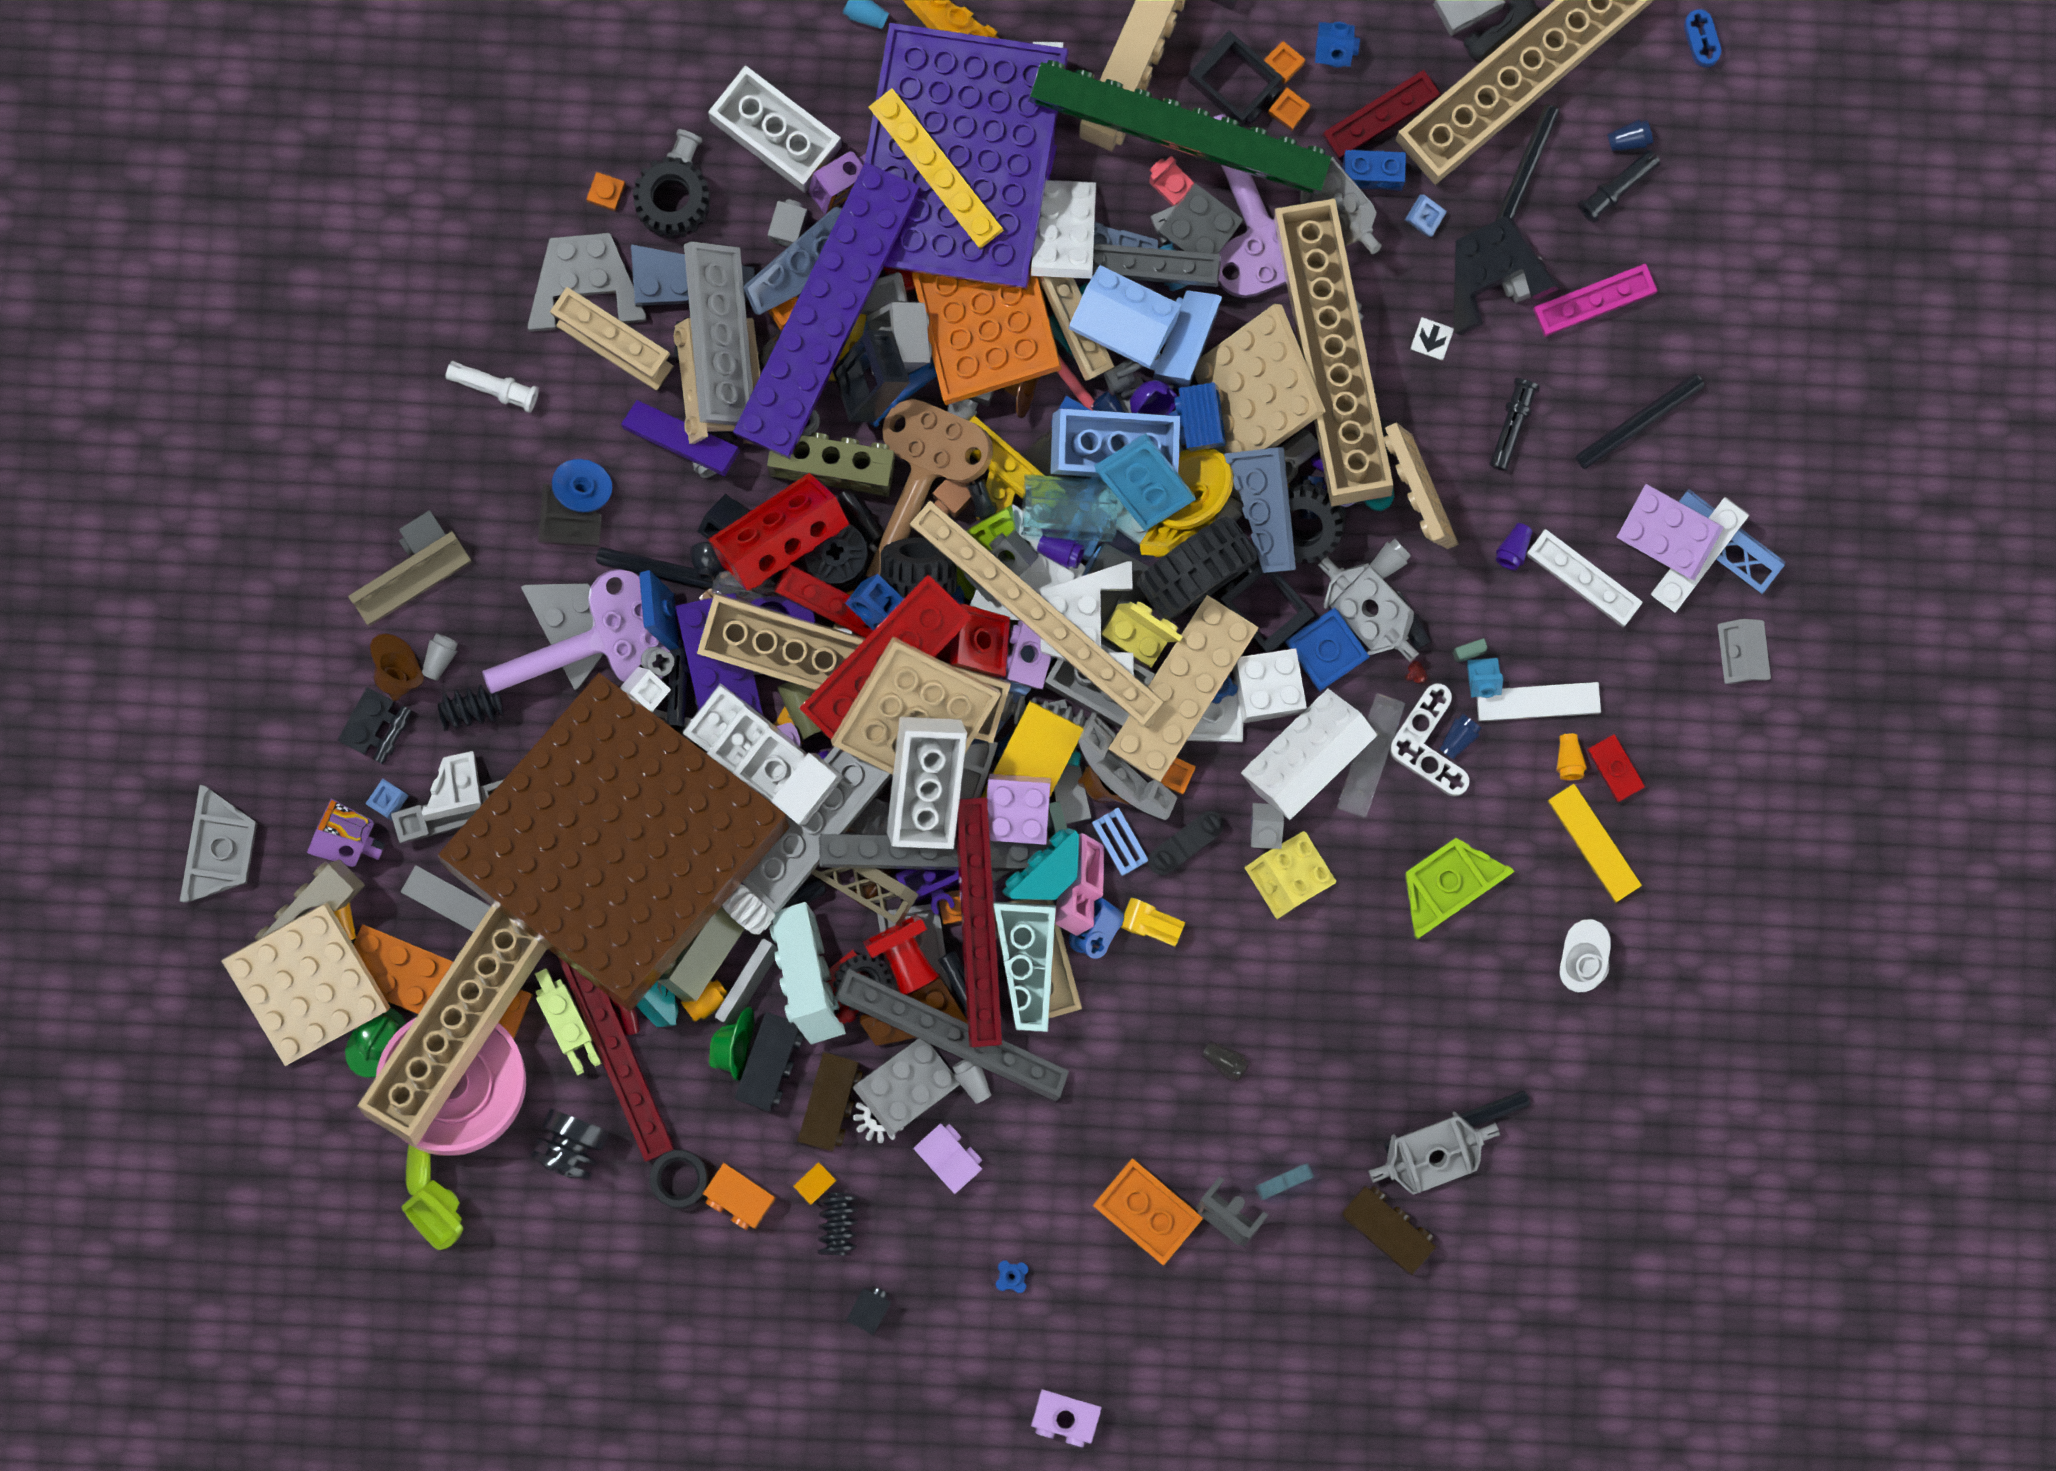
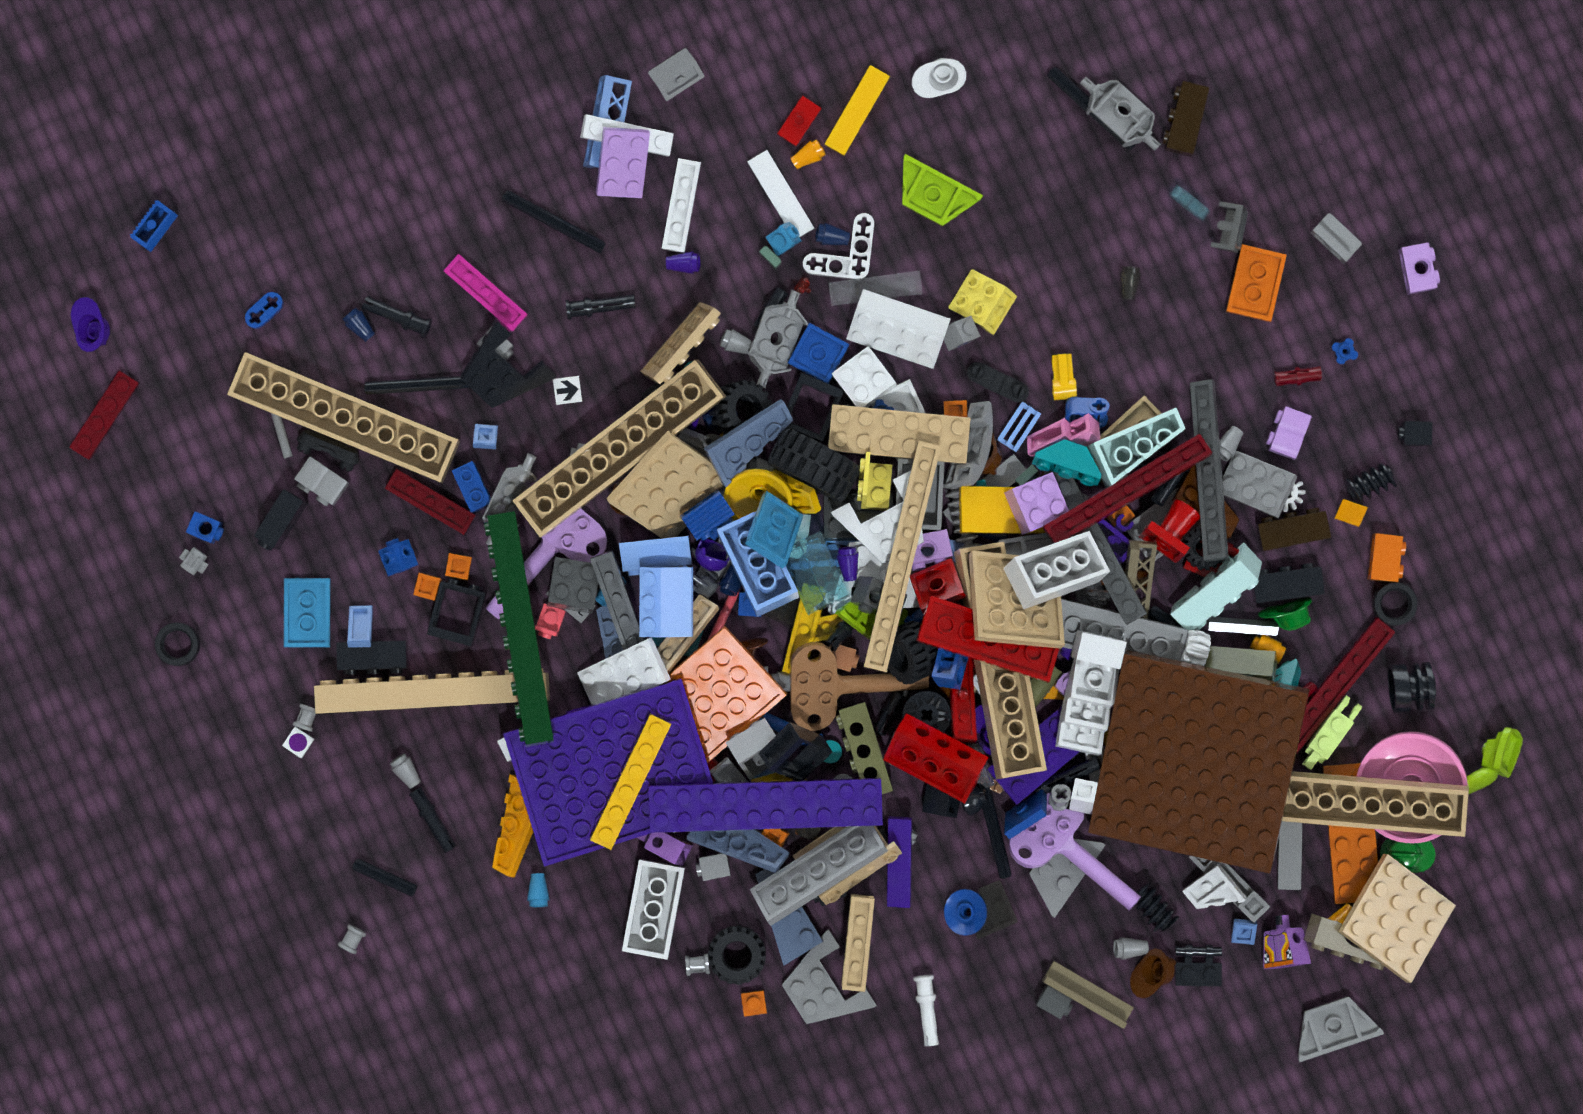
camera: 110 degrees left, 5 degrees up
(848, 429) = (836, 752): none -> teal tile
(1010, 1204) = (1298, 376): none -> dark red pin
(1153, 1338) = (1336, 238): none -> light grey panel

